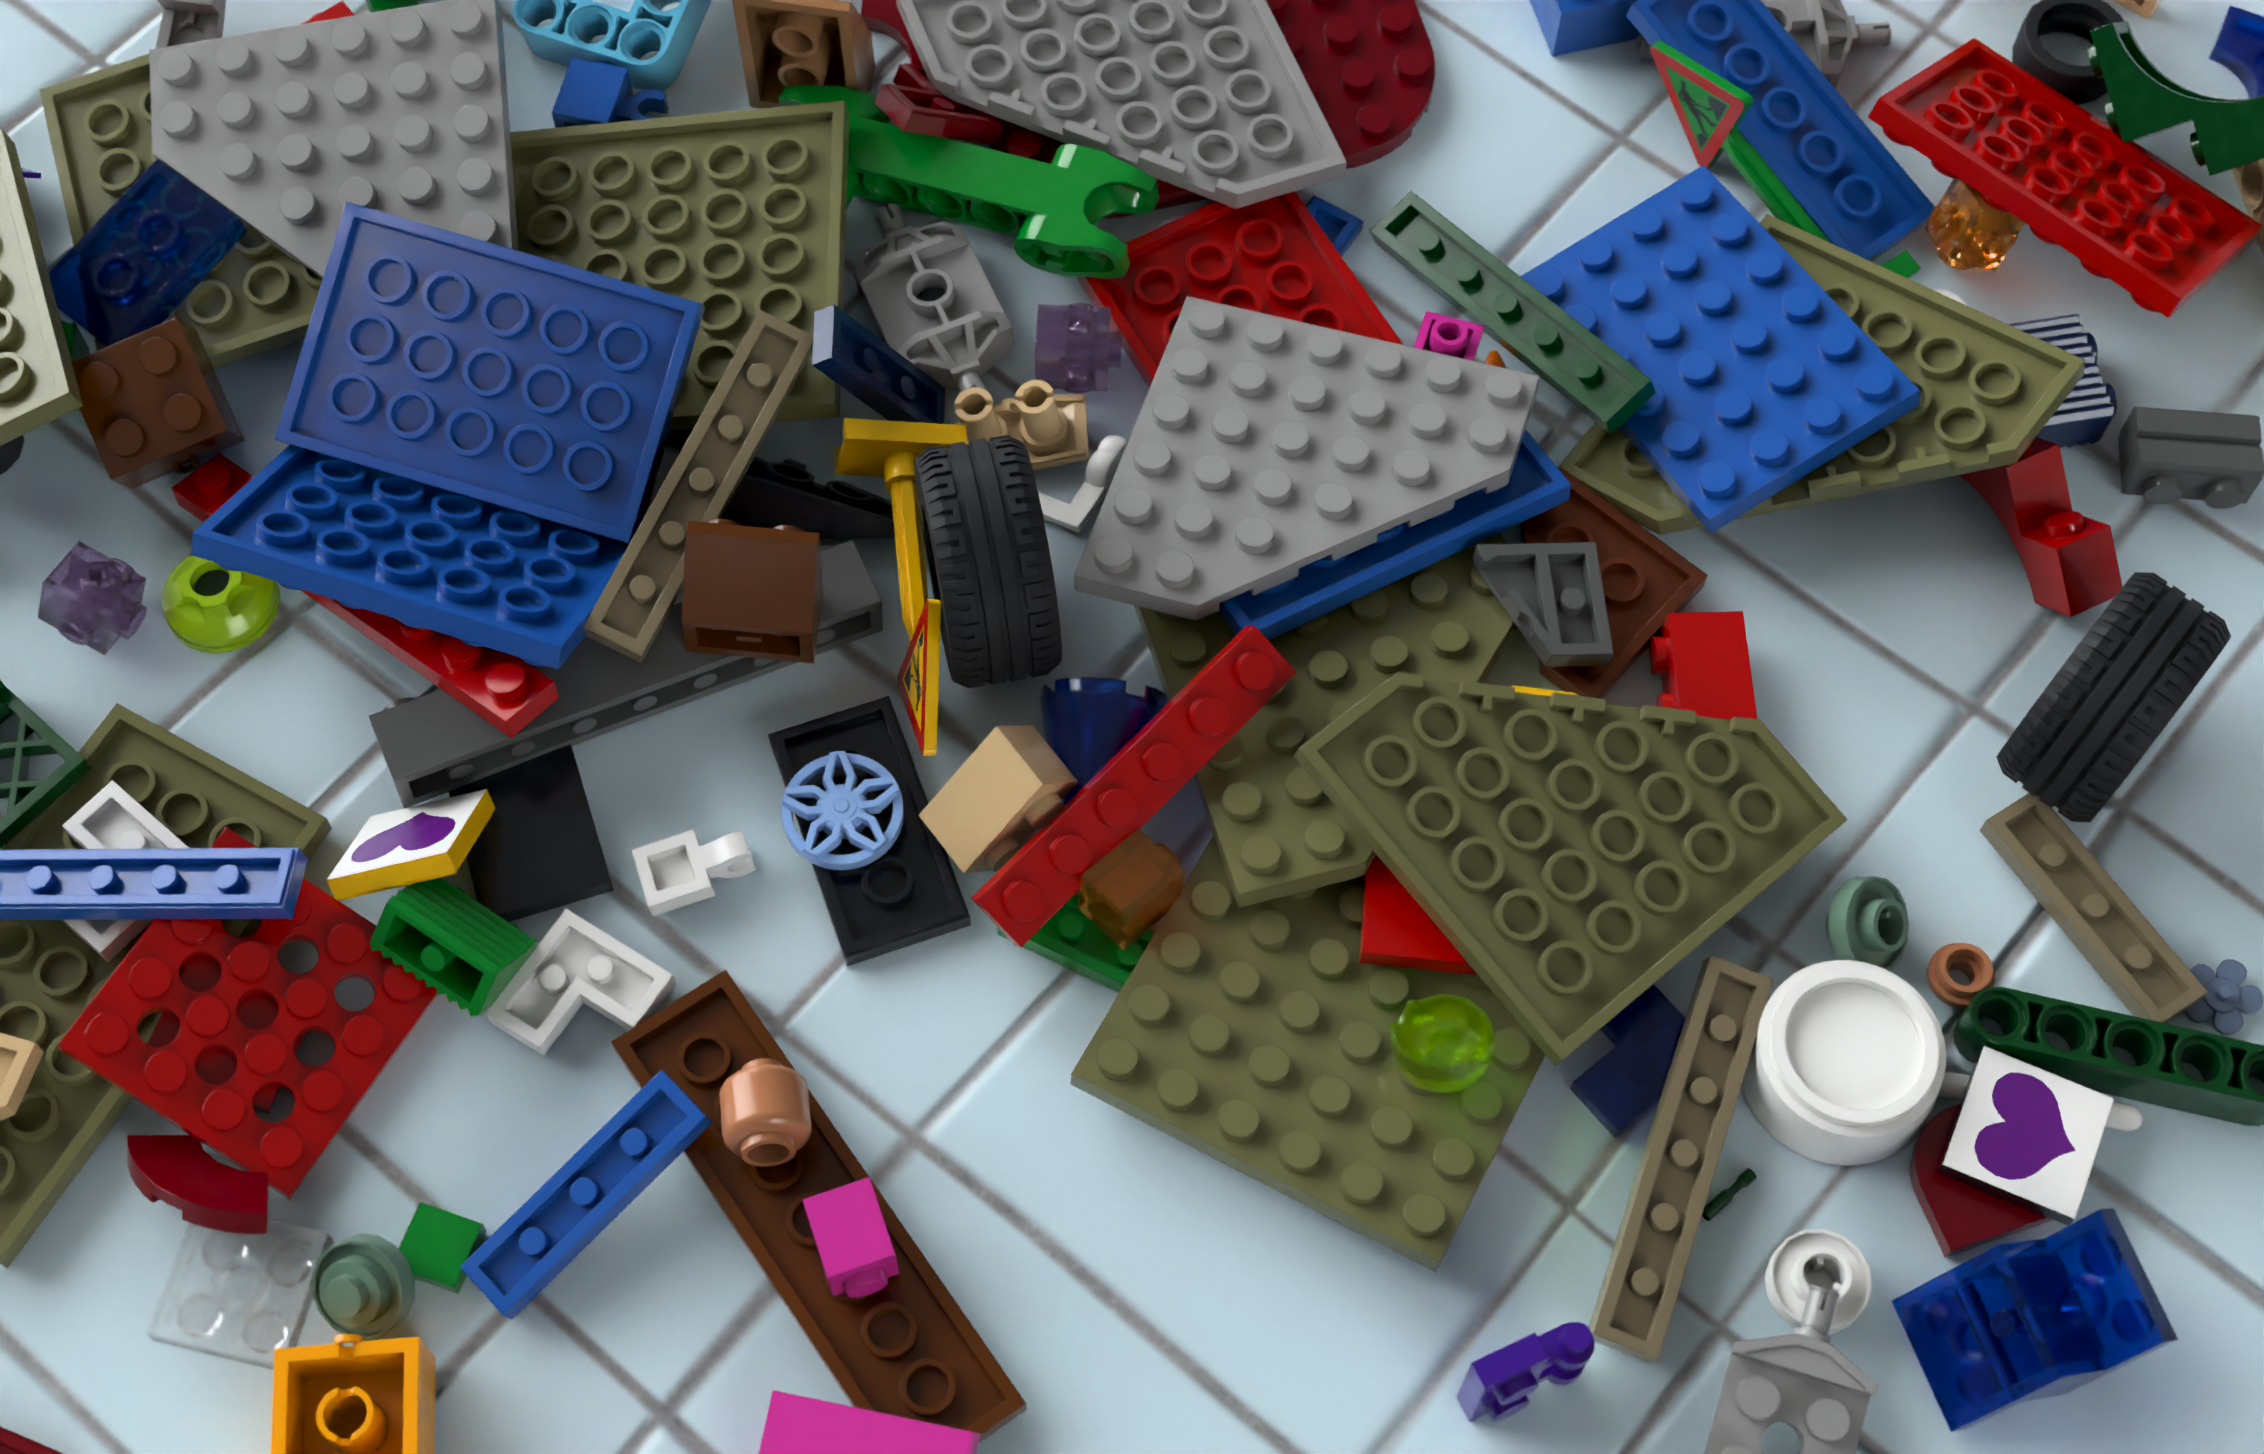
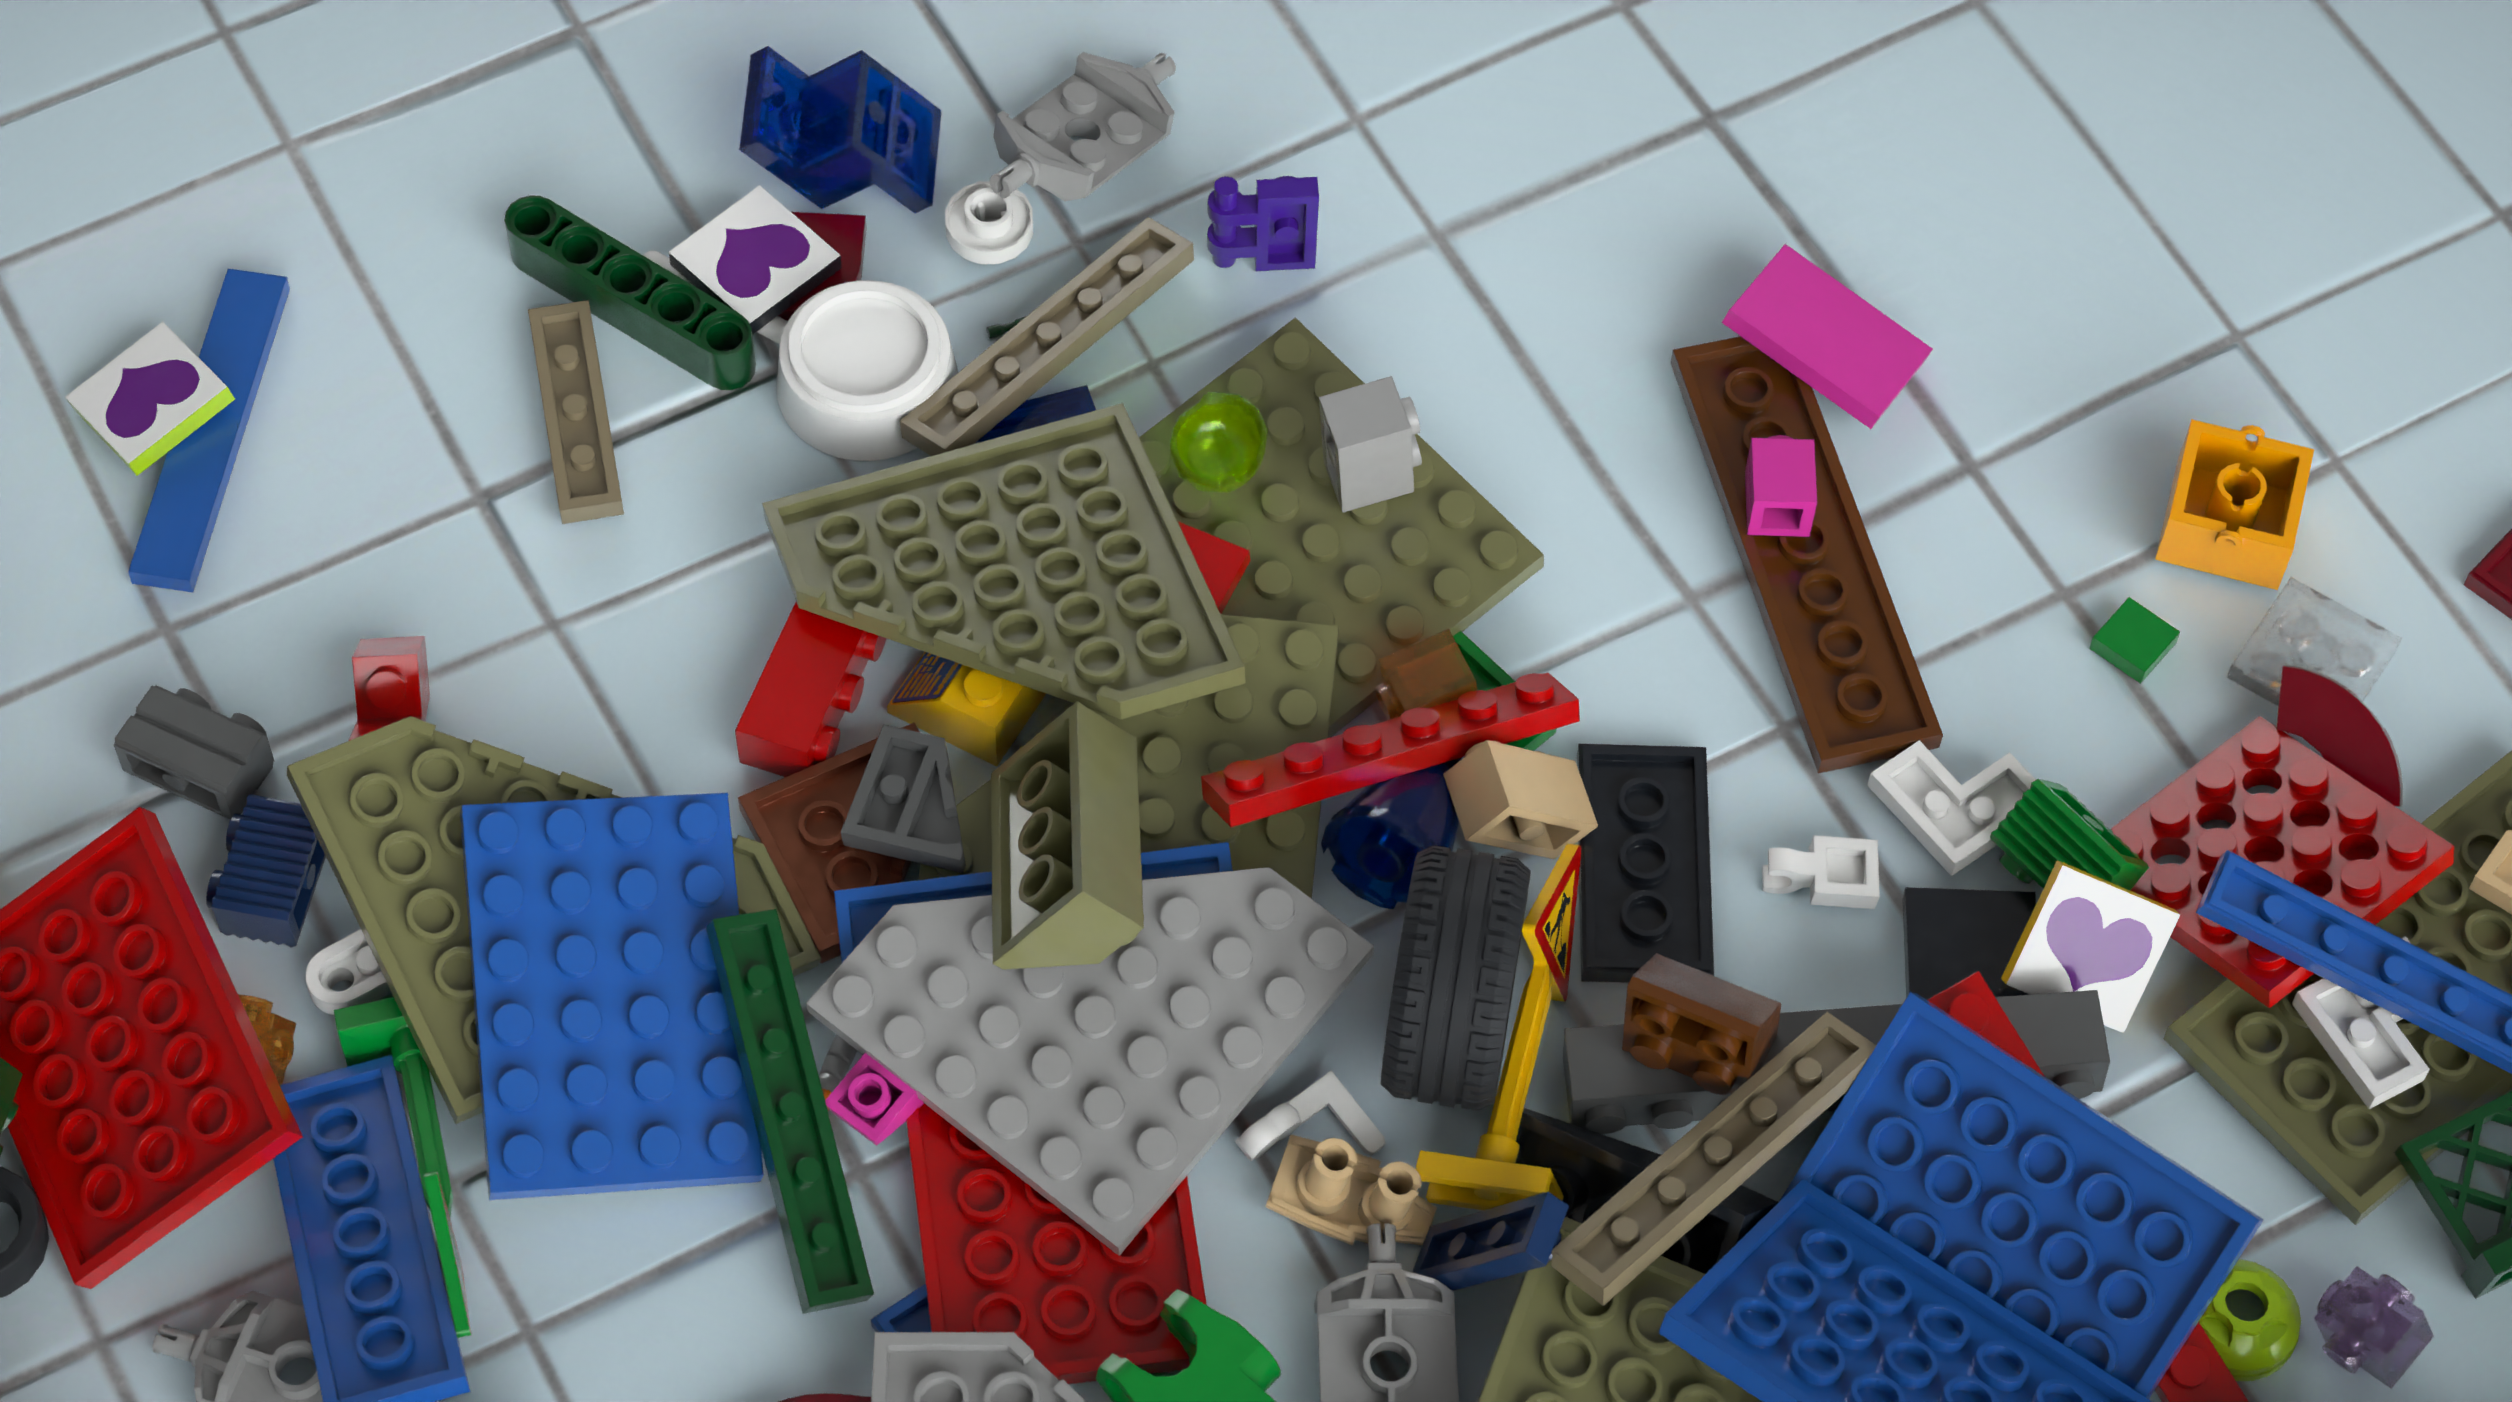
camera: 160 degrees left, 5 degrees down
(363, 1286) = (2208, 612): sand green plate -> none
(585, 1195) = (1995, 613): blue plate -> none
(765, 1112) = (1824, 600): nougat head -> none
(842, 811) = (1667, 862): light blue wheel -> none
(1076, 347) = (1257, 1249): clear purple brick -> none
(1287, 1062) = (1369, 443): none -> light grey brick
(1380, 543) = (1066, 845): none -> olive slope
(1868, 922) = (783, 455): sand green plate -> none
(1960, 957) = (720, 391): nougat plate -> none
(2113, 696) = (468, 495): black tyre -> none
(2224, 996) = (505, 321): sand blue plant -> none

